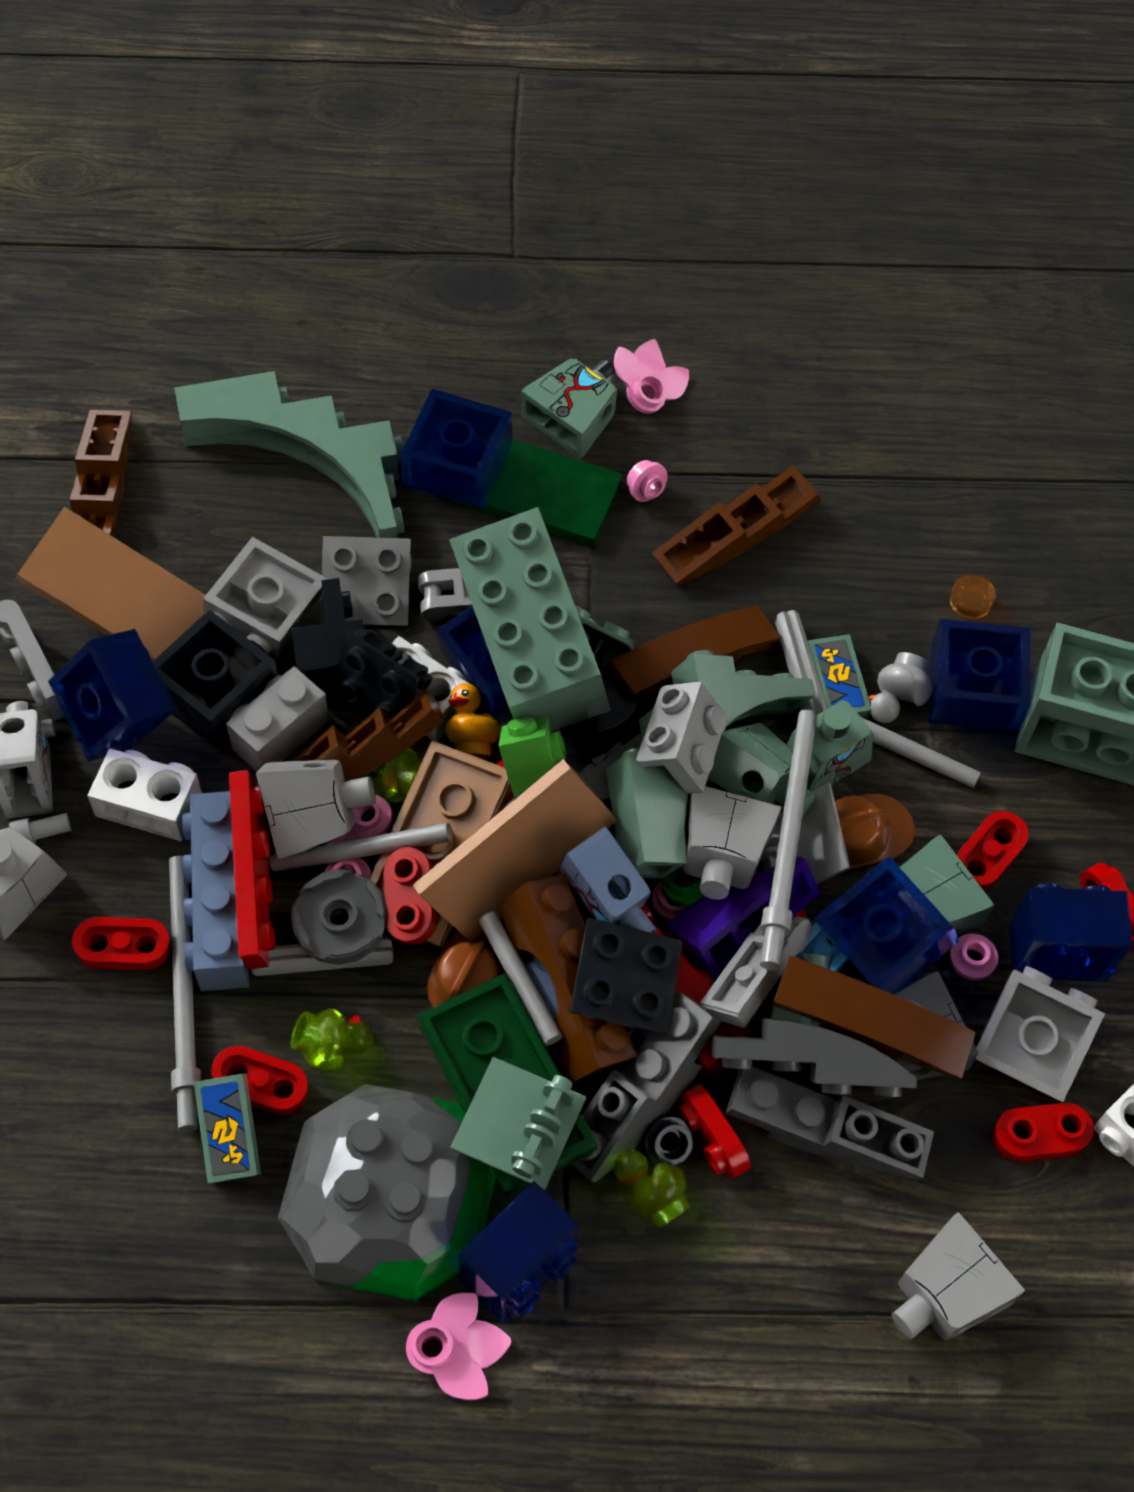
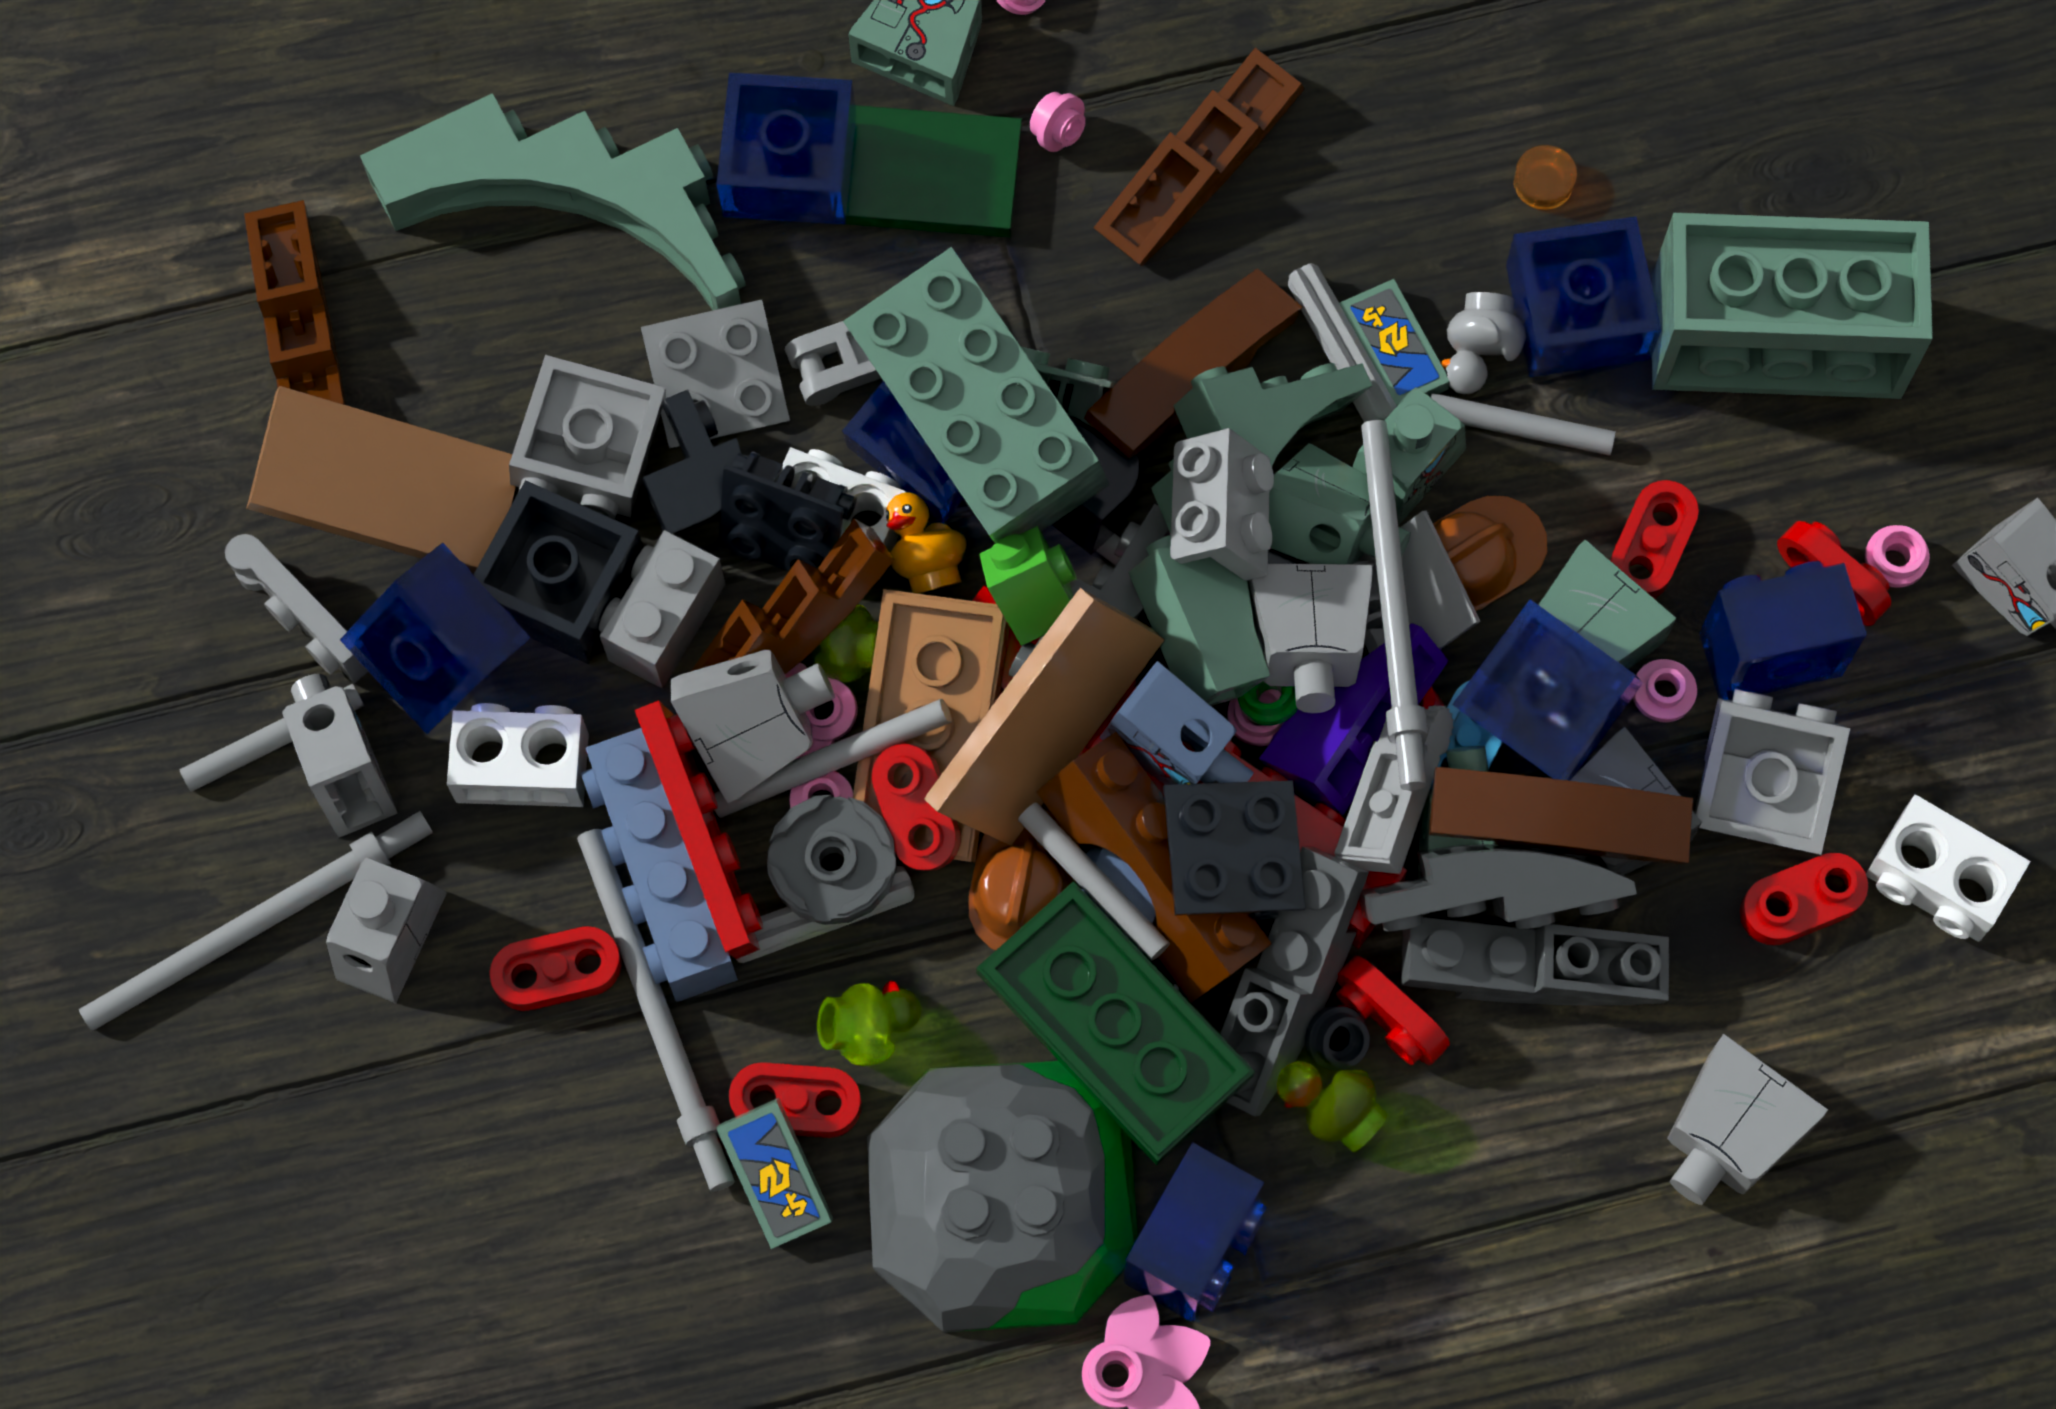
camera: 10 degrees left, 10 degrees up
(519, 1122) = (1150, 1071): sand green hinge -> none

